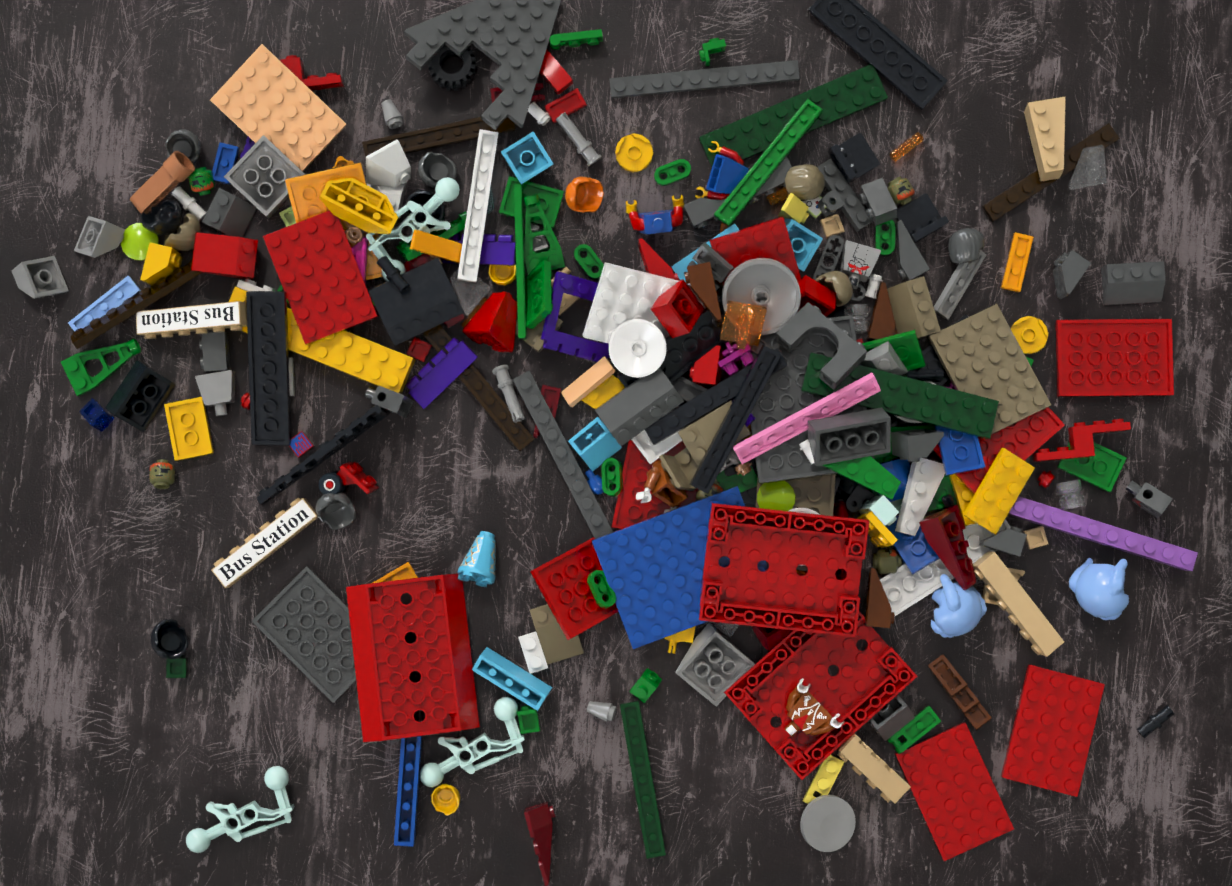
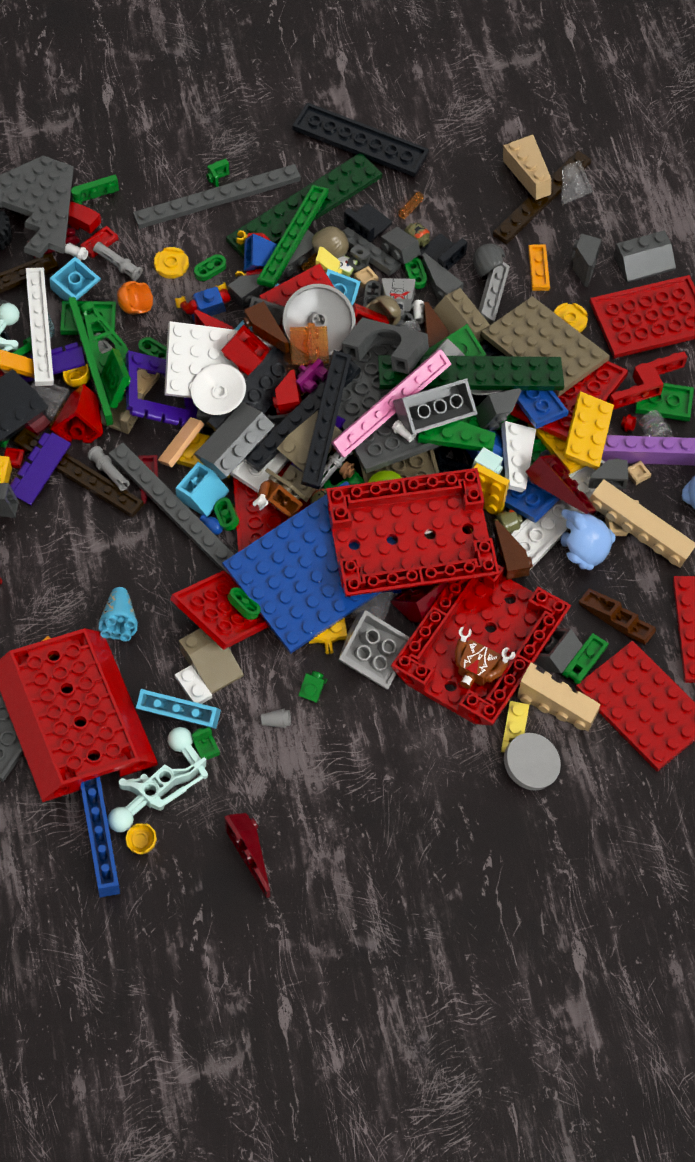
camera: 15 degrees left, 25 degrees down
(642, 779) = (336, 772): dark green plate -> none

